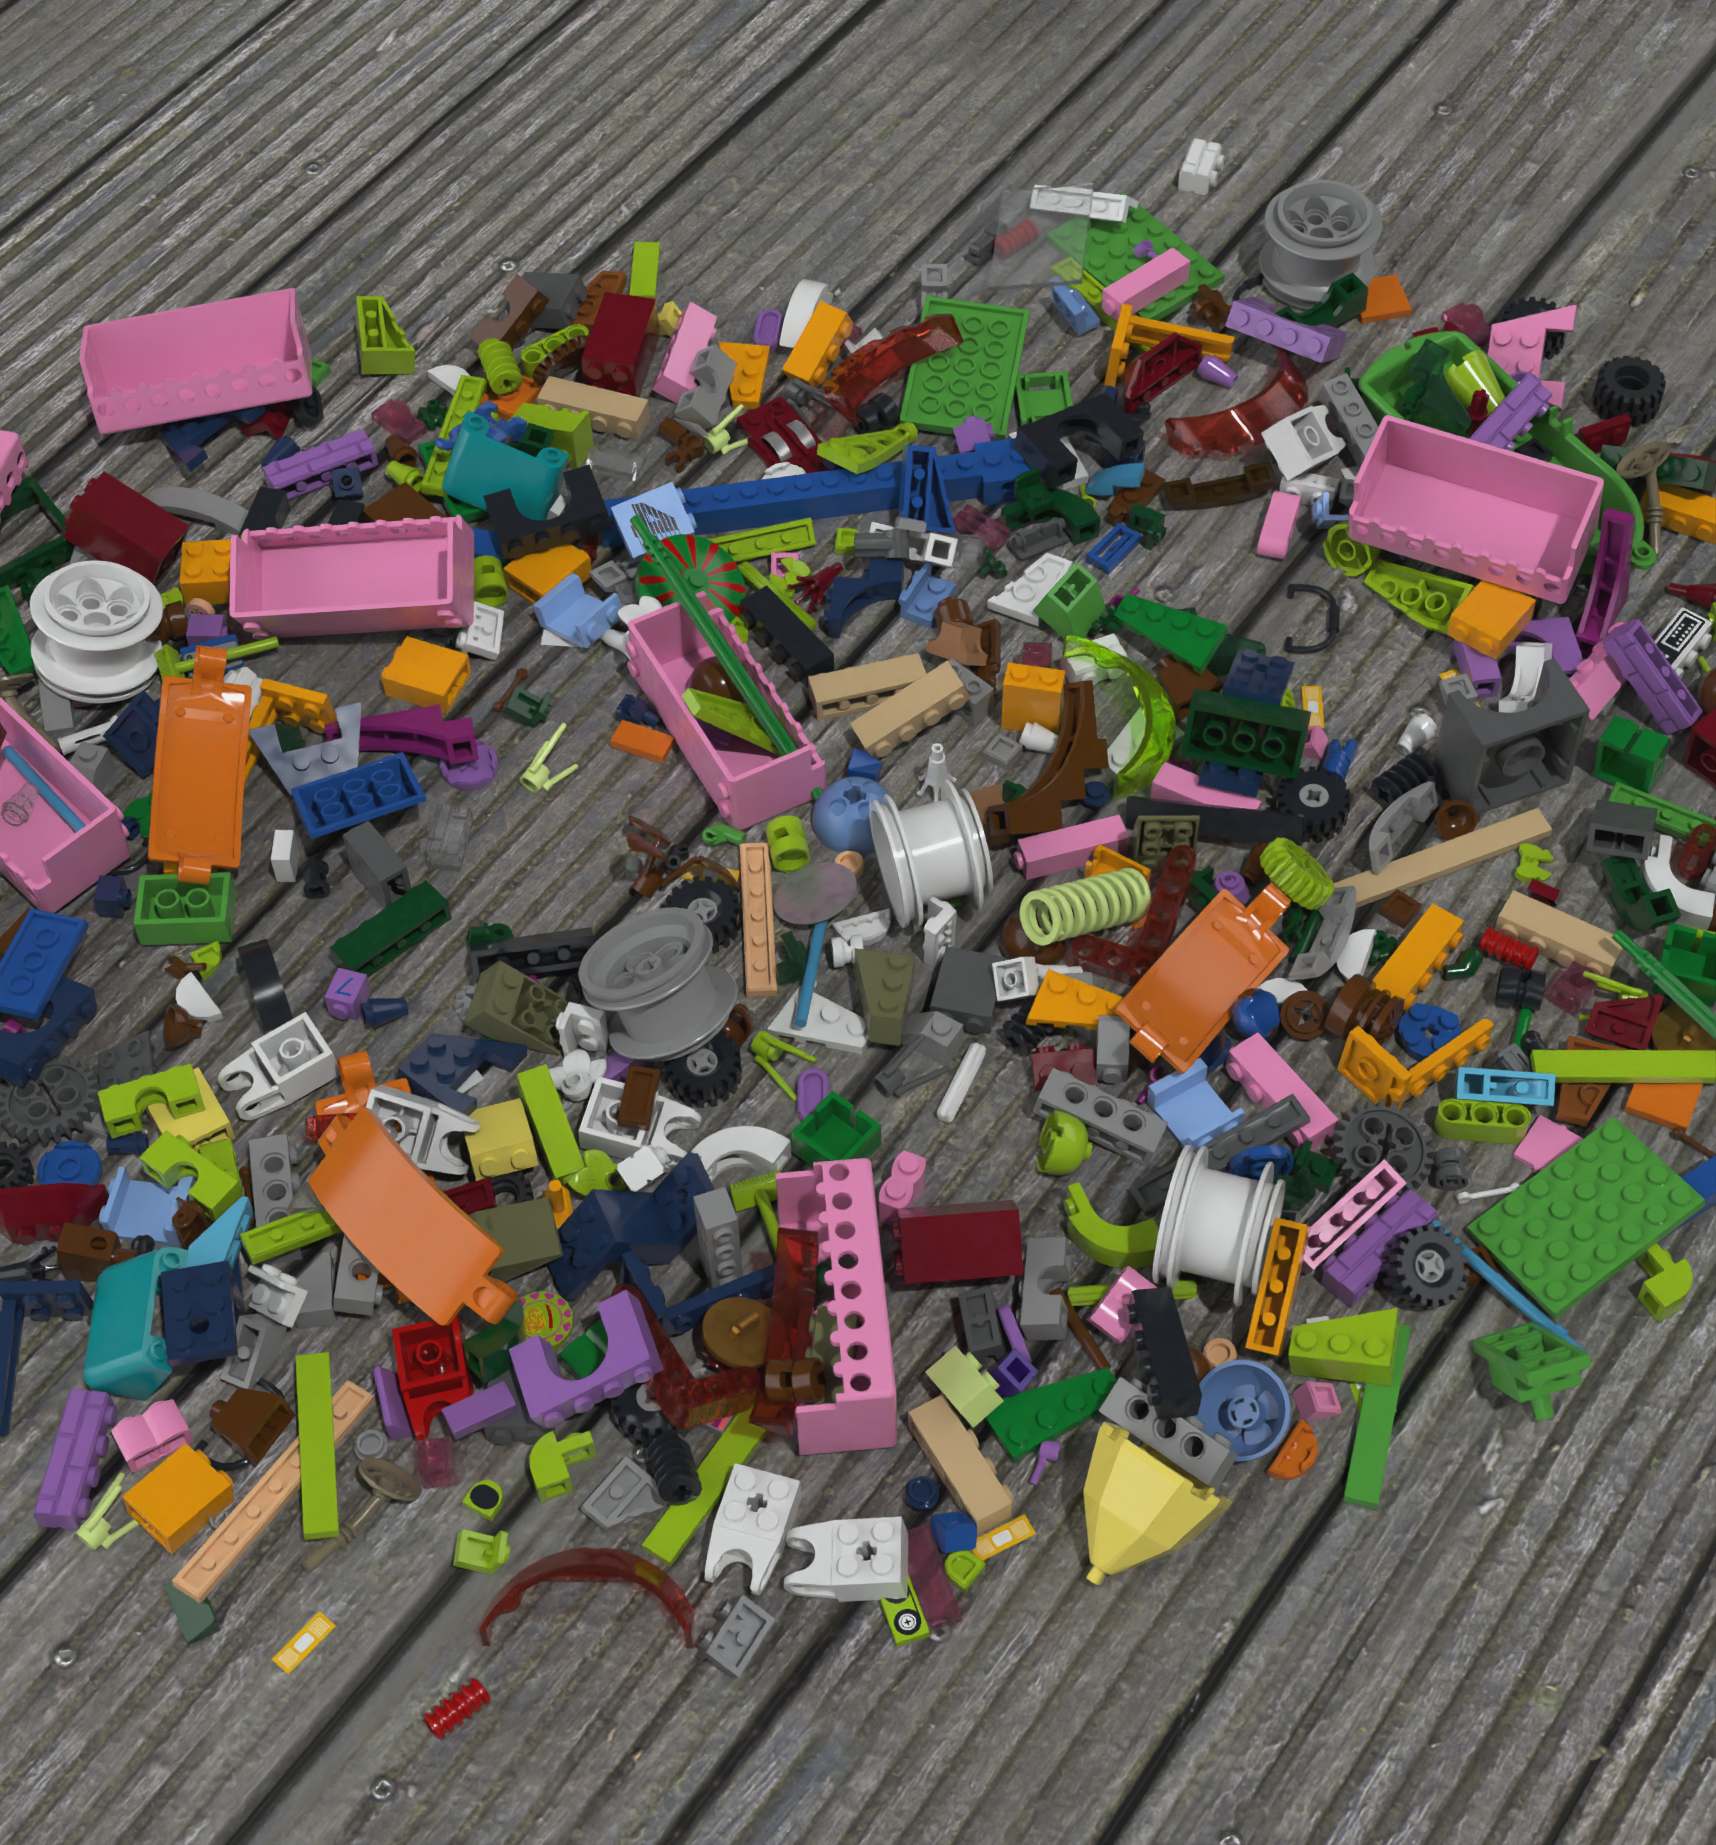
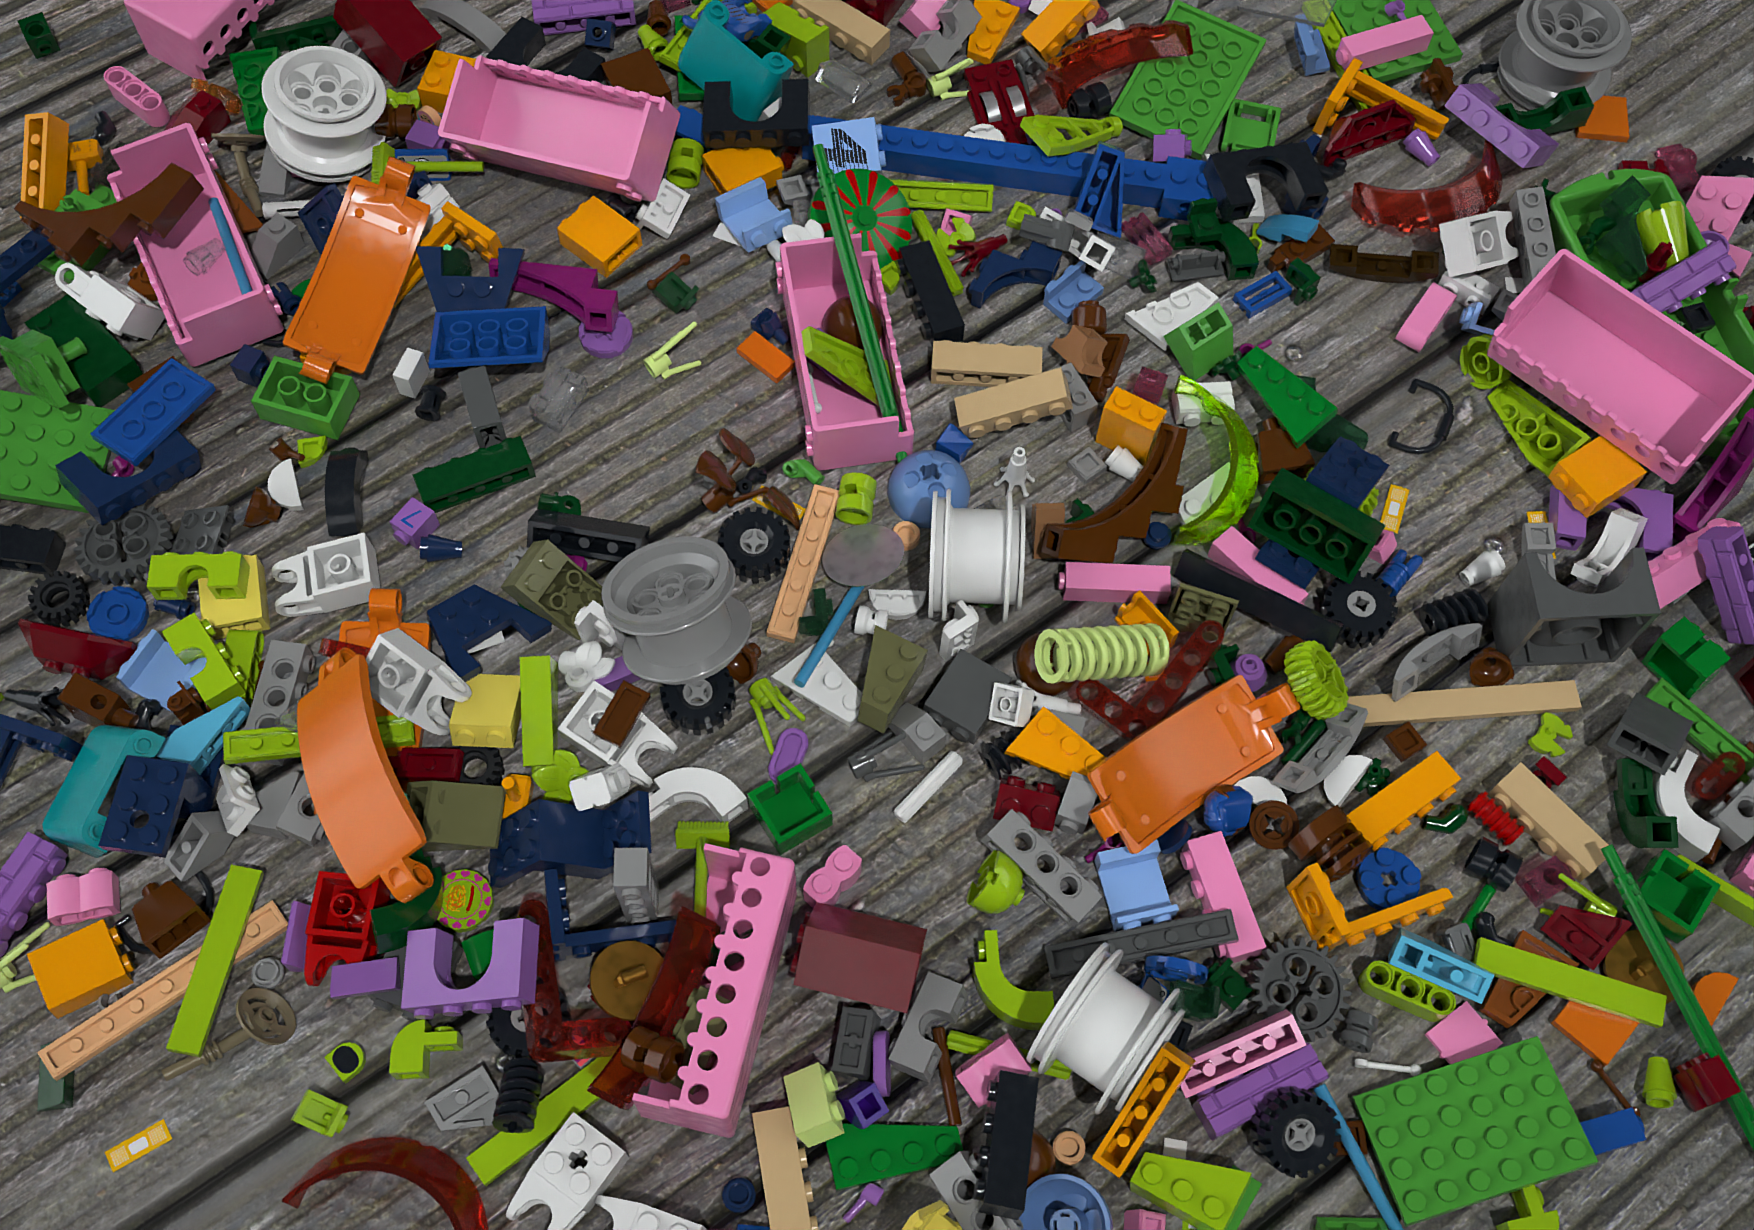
camera: 15 degrees right, 10 degrees up
(437, 1462) = (315, 1012): clear pink brick -> none

